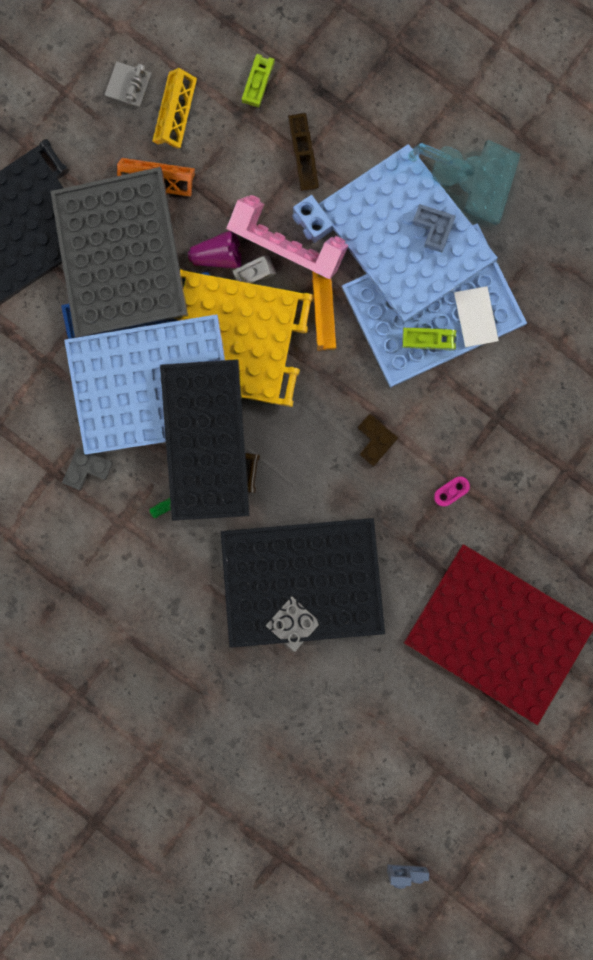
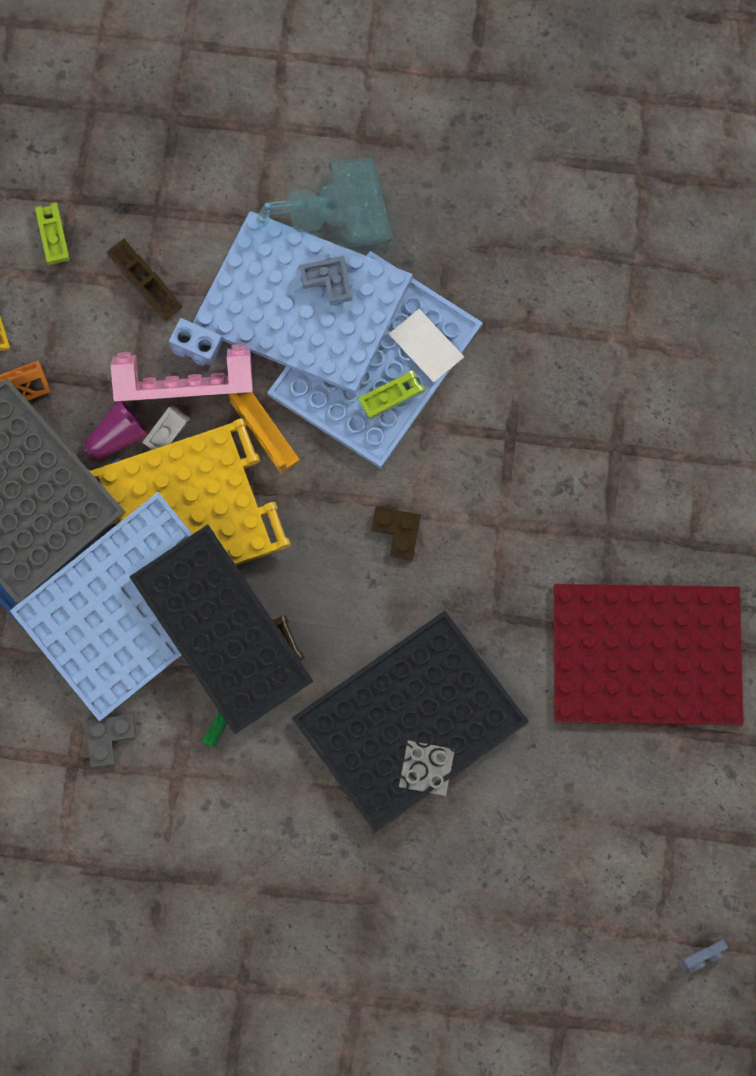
camera: 30 degrees left, 10 degrees down
(451, 492) = (509, 538): dark pink plate -> none

